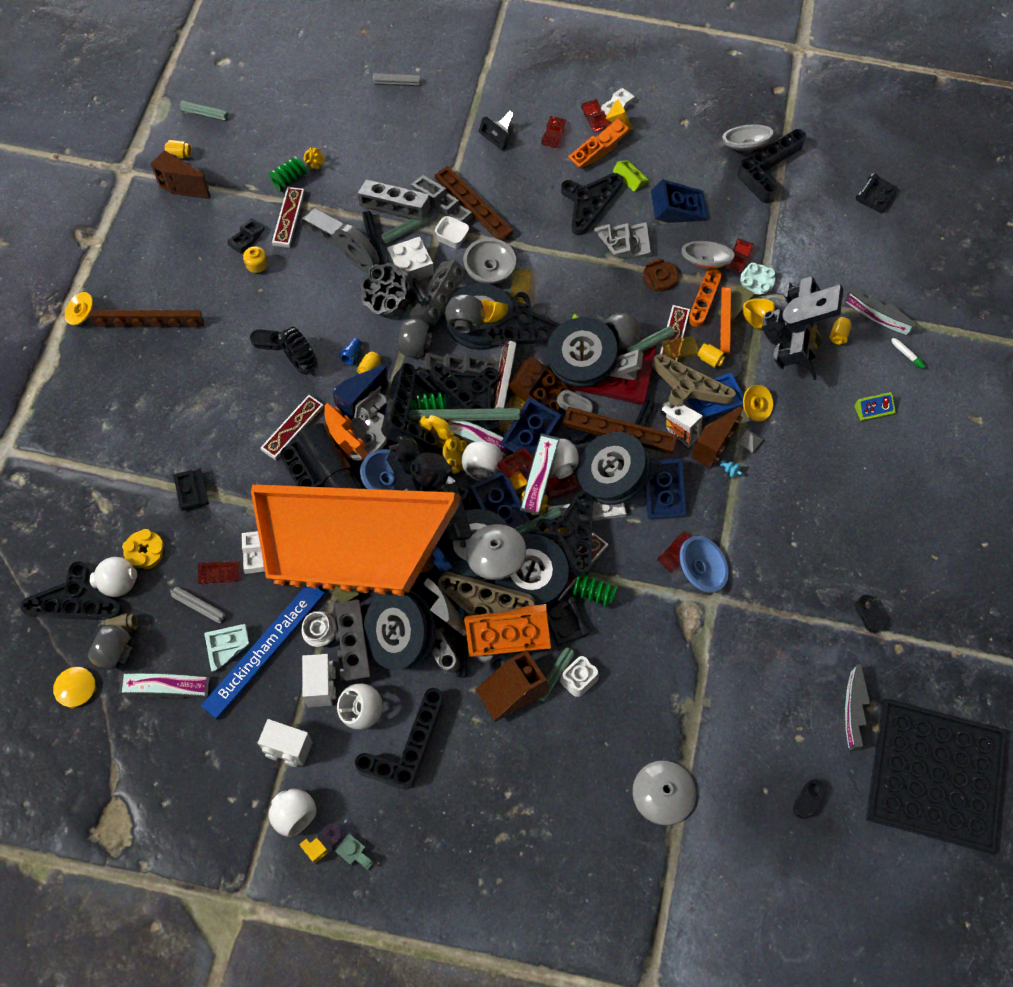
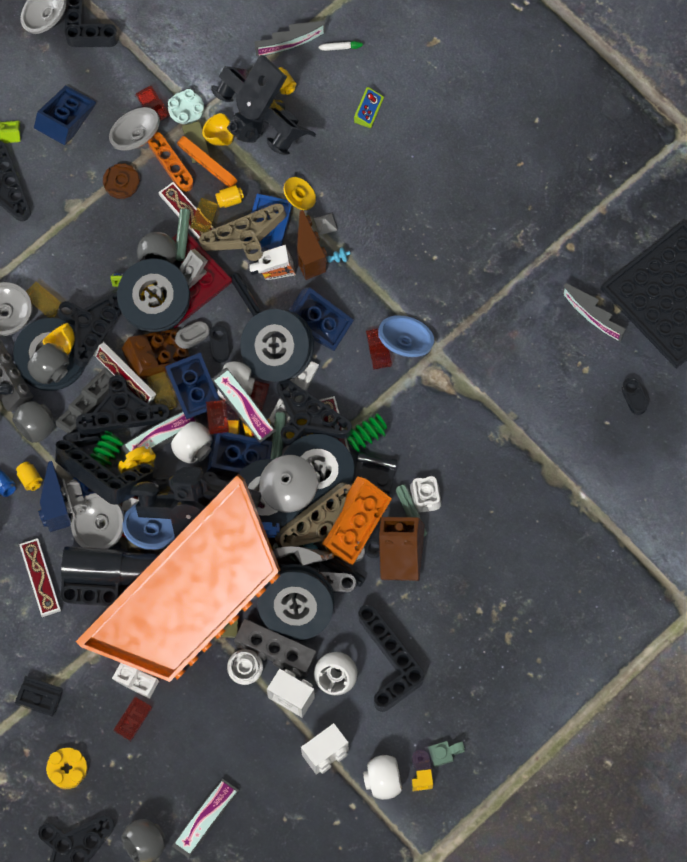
camera: 50 degrees left, 5 degrees up
(114, 577) = (78, 804): white brick -> none
(126, 621) = (124, 818): dark tan cone -> none
(198, 605) = (151, 752): light grey axle -> none
(225, 644) = (204, 749): light aqua wing -> none
(262, 651) = (229, 723): blue tile -> none
(343, 433) = (82, 537): orange slope -> none
(453, 452) = (167, 459): yellow dish -> none
(466, 414) = (142, 426): sand green axle -> none
(602, 425) = (235, 323): reddish brown plate -> none
(626, 240) = (66, 183): light grey slope -> none
(656, 804) = (553, 506): light grey dish -> none
(871, 618) = (535, 246): black piece -> none

